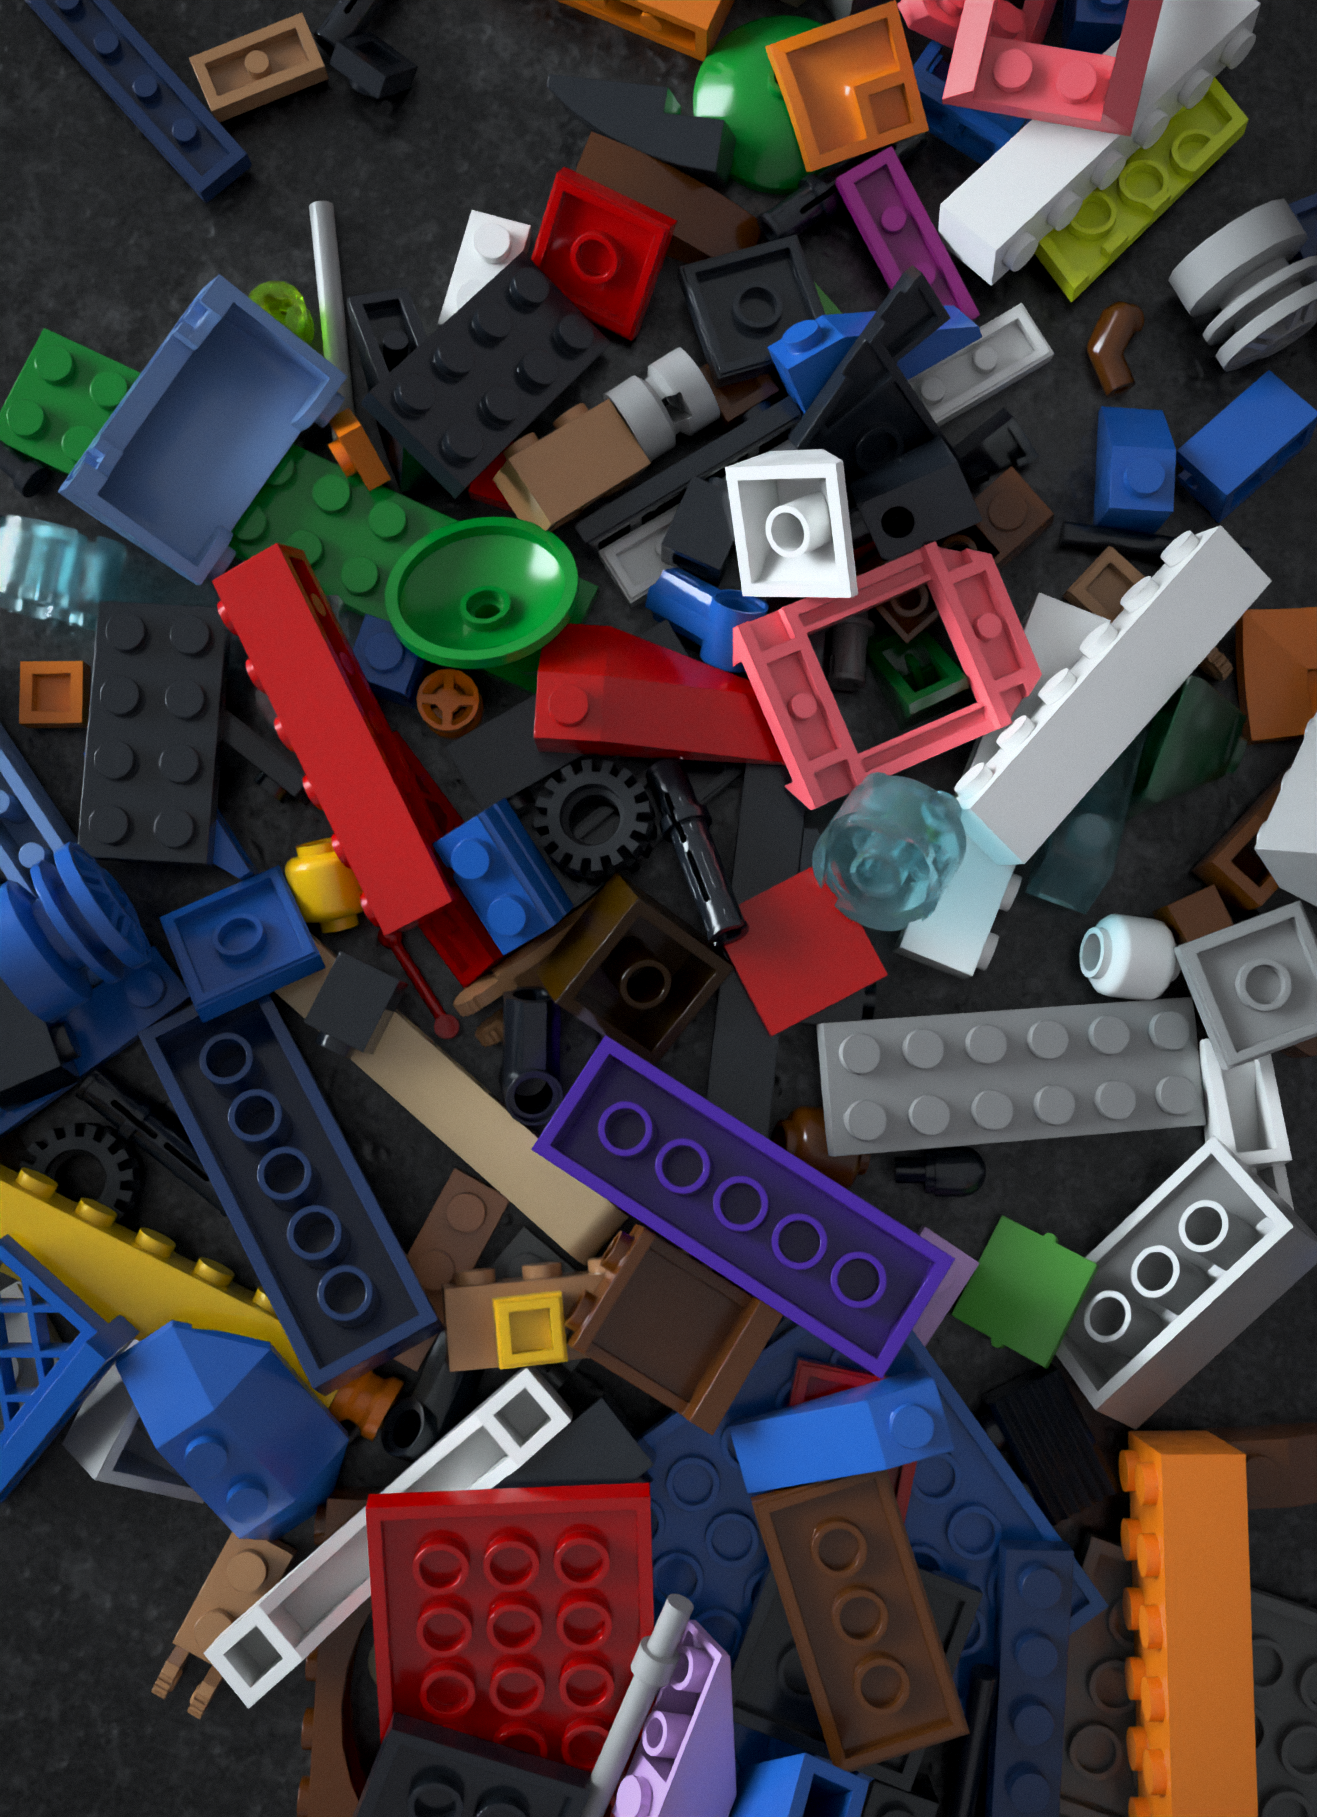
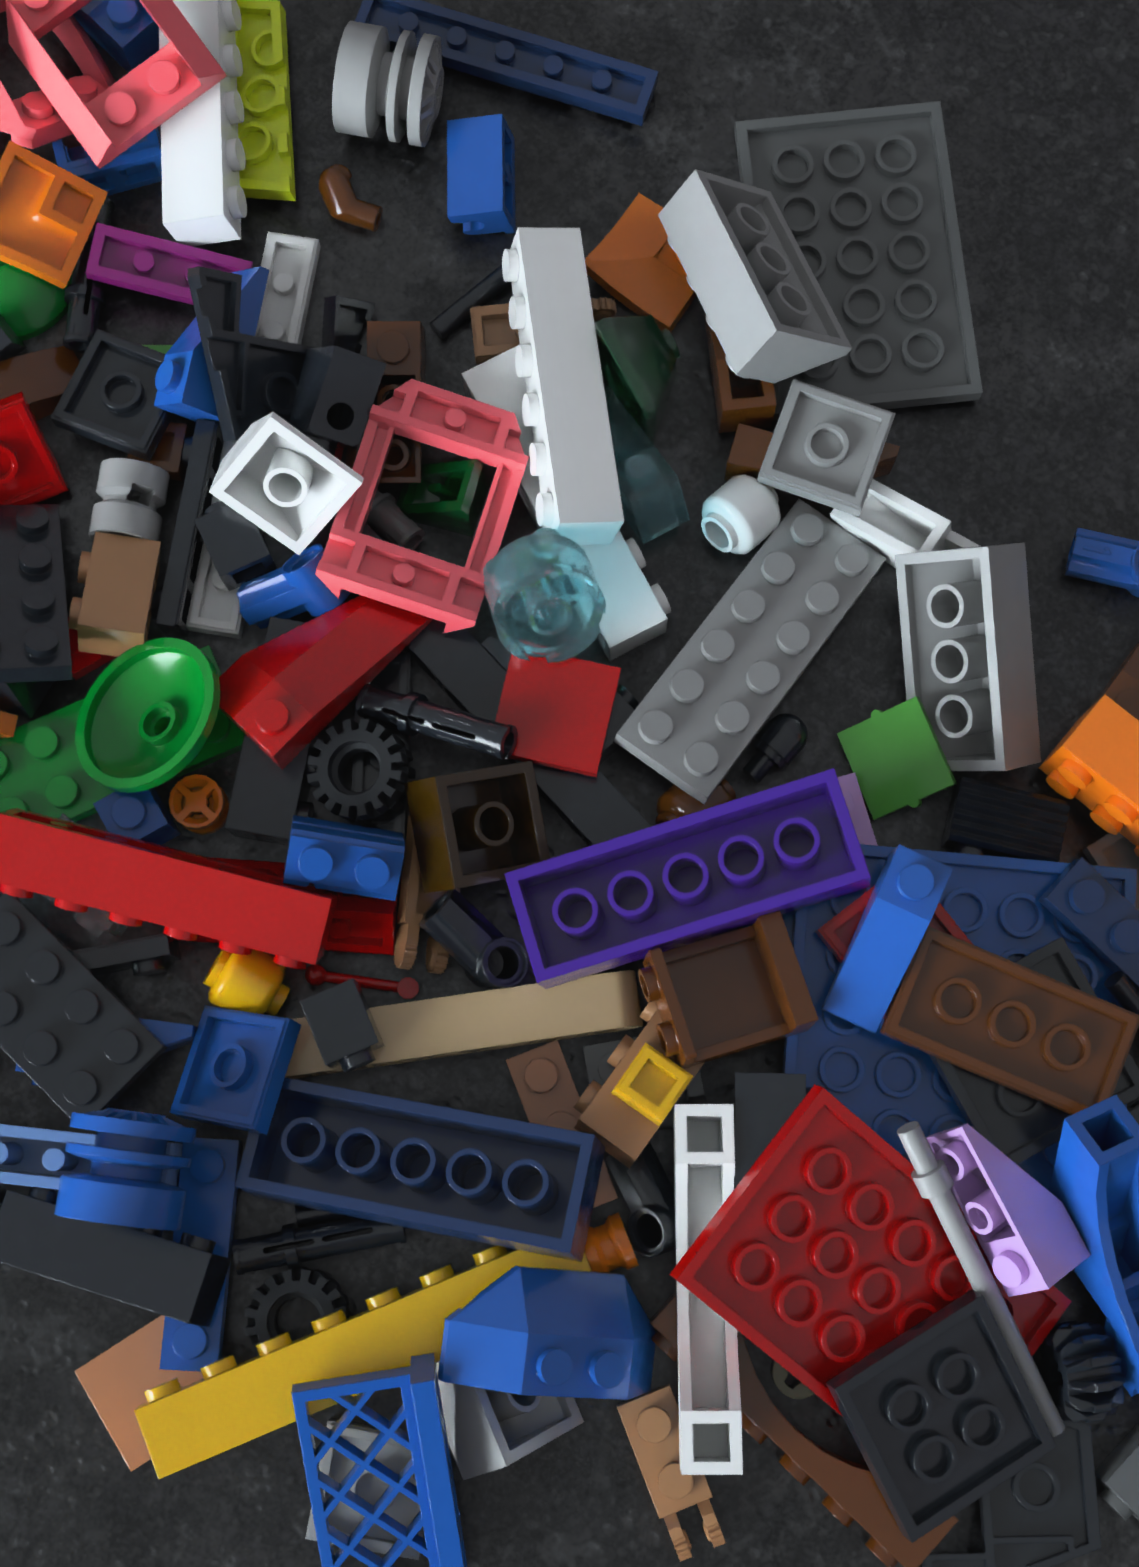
camera: 50 degrees left, 5 degrees down
(1134, 469) = (436, 253): blue slope -> none

